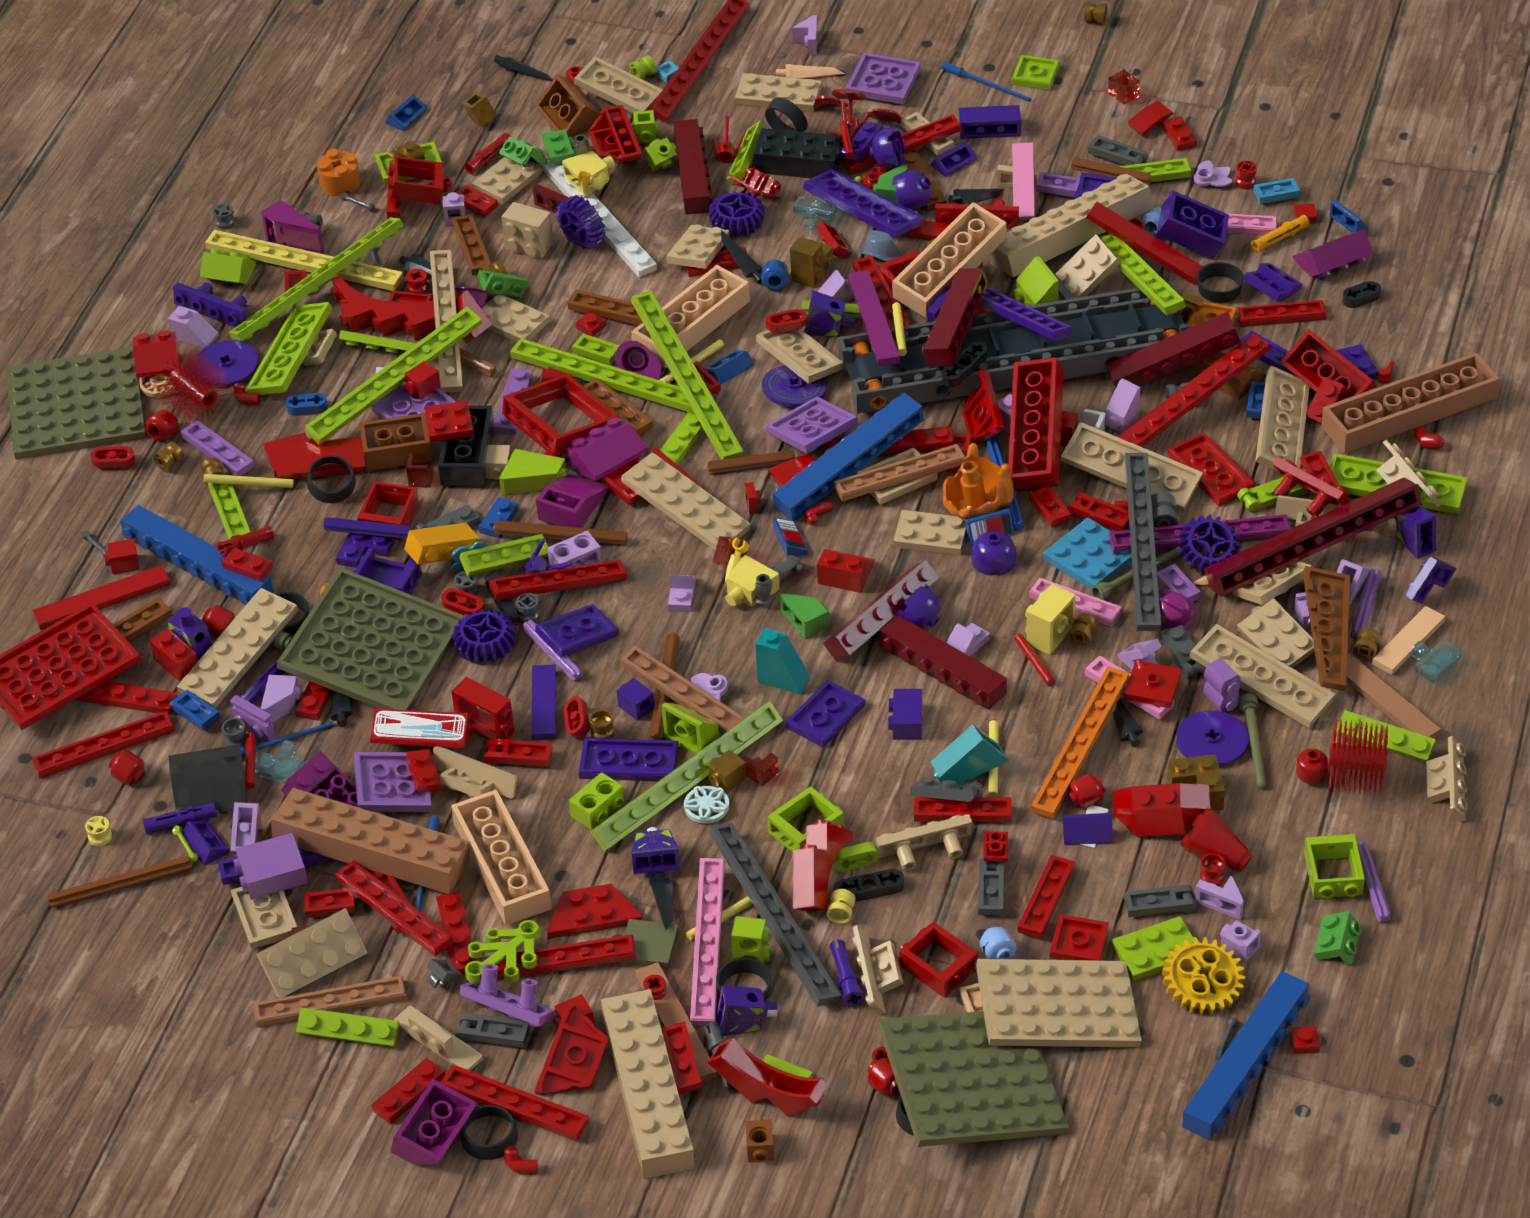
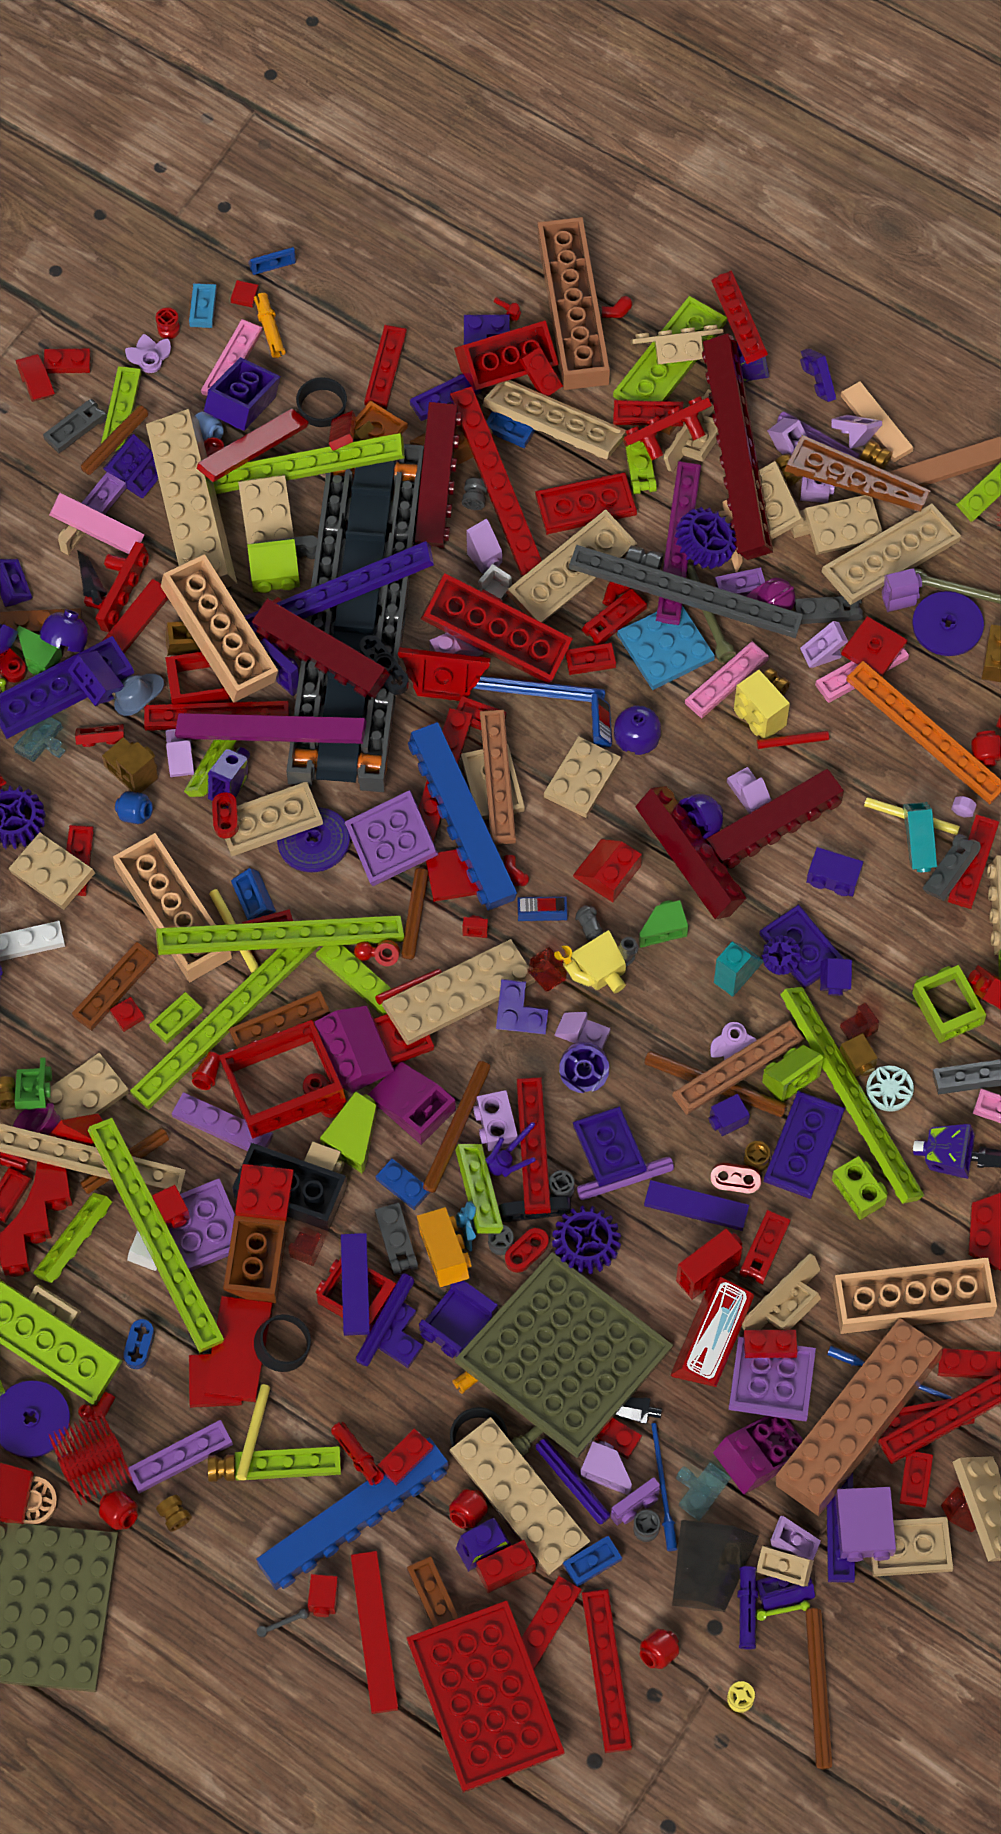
camera: 75 degrees left, 20 degrees up
(112, 457) = (147, 1578): red plate -> none
(219, 829) = (784, 1566): none -> tan plate
(250, 761) = (680, 1514): red bar -> none
(389, 497) = (355, 1284): none -> dark purple tile
(638, 359) = (223, 978): magenta piece -> none
(642, 589) = (582, 1076): none -> dark purple cylinder
(678, 541) = (514, 1015): none -> dark purple plate
(705, 449) = (365, 951): none -> red plate
(743, 260) = (98, 831): black bar -> none
(798, 734) = (835, 976): none -> dark purple brick
(813, 693) = (789, 962): none -> dark purple gear
(874, 211) = (95, 677): none -> dark purple hinge
(899, 329) = (303, 708): light yellow bar -> none
(977, 487) = (555, 712): orange piece -> none
(1016, 789) = (963, 806): none -> lavender tile
(1126, 724) = (910, 688): black bar -> none
(1181, 281) = (342, 430): none -> red tile
(1273, 281) = (342, 356): dark purple slope -> none
(1335, 254) = (322, 290): magenta slope -> none
(1361, 294) = (384, 289): black beam -> none
(1385, 620) = (858, 428): none -> lavender slope
(1435, 661) = (914, 408): clear light blue plate -> none
(1453, 504) = (739, 317): none -> red plate

